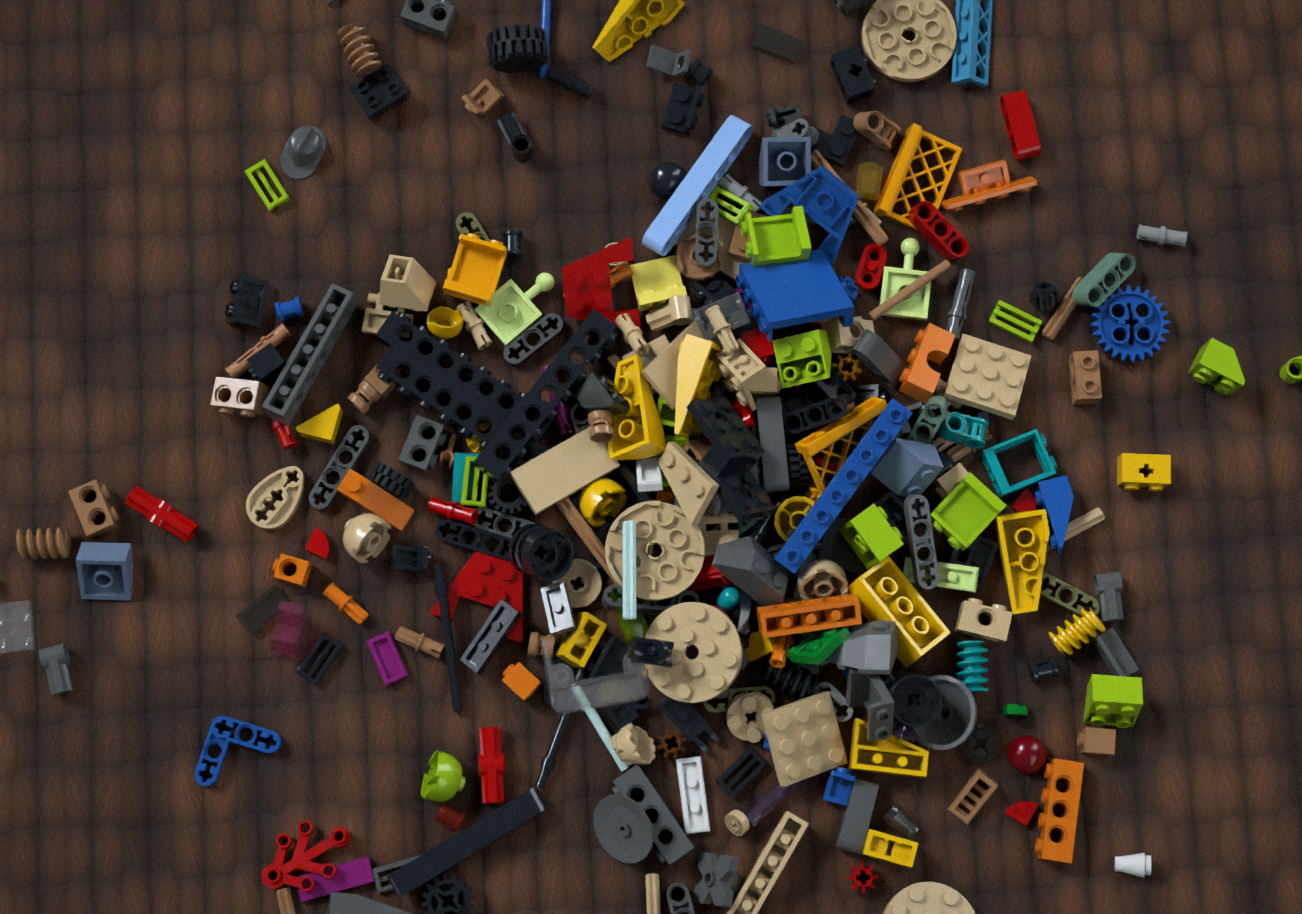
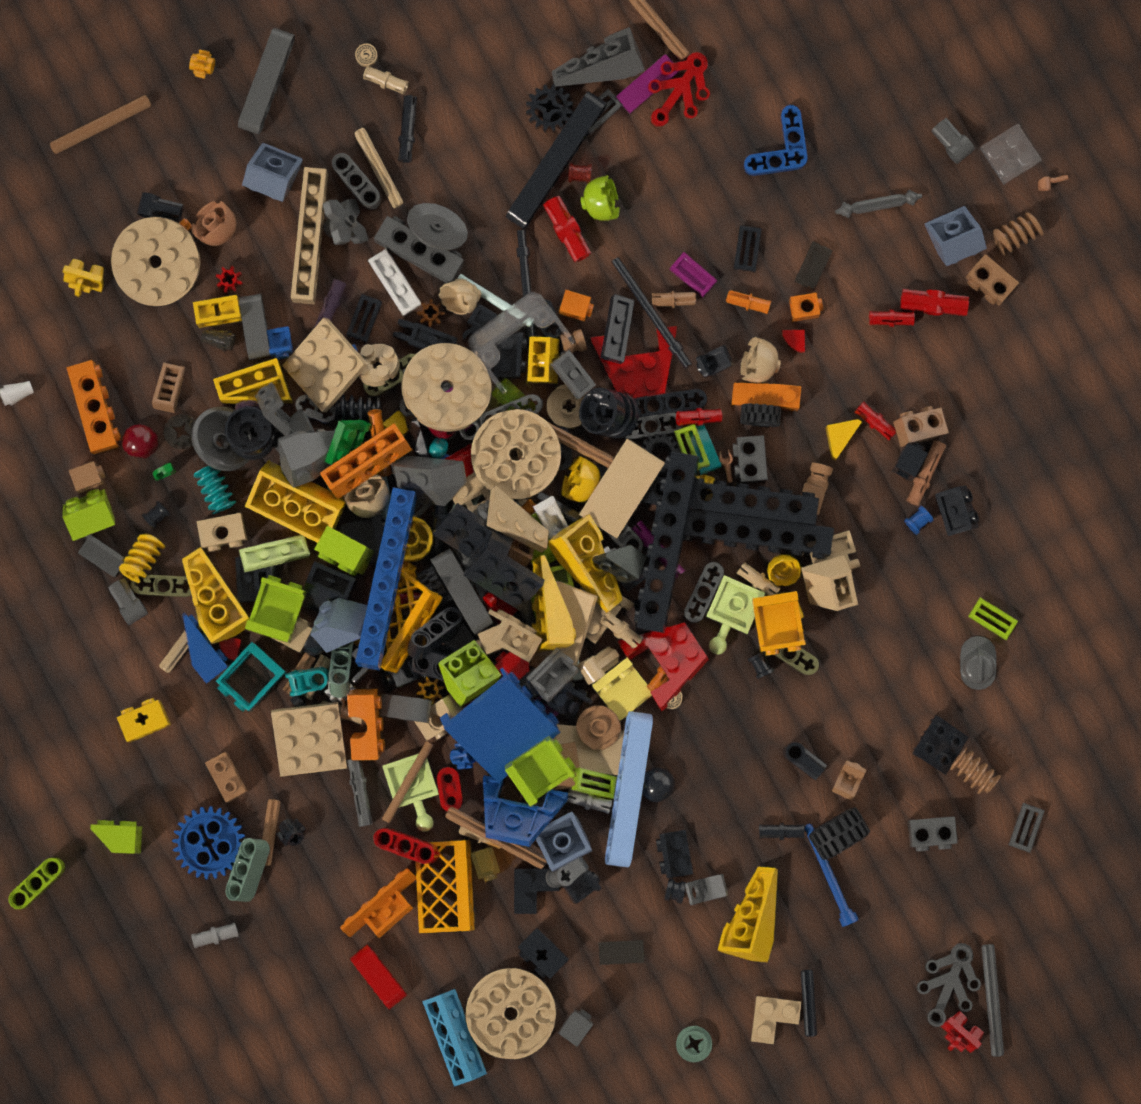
camera: 160 degrees right, 5 degrees up
(165, 641) = (878, 203): none -> dark grey wheel
(212, 519) = (891, 318): none -> red pin
(263, 492) = (837, 355): tan piece -> none
(288, 629) = (783, 257): clear pink brick -> none
(309, 354) = (880, 487): dark grey brick -> none
(336, 466) = (806, 409): dark grey beam -> none
(600, 426) = (609, 536): medium nougat wheel -> none
(629, 570) = (528, 426): light aqua axle -> none
(650, 651) = (478, 366): black hips -> none
(700, 216) = (599, 730): dark grey beam -> none
(722, 329) = (545, 660): tan axle -> none
(737, 822) = (349, 276): tan tile -> none
(879, 131) = (497, 913): medium nougat piece -> none
(925, 540) = (303, 566): dark grey beam -> none
(1022, 811) = (124, 393): red tile -> none
(1025, 316) = (288, 800): lime tile -> none

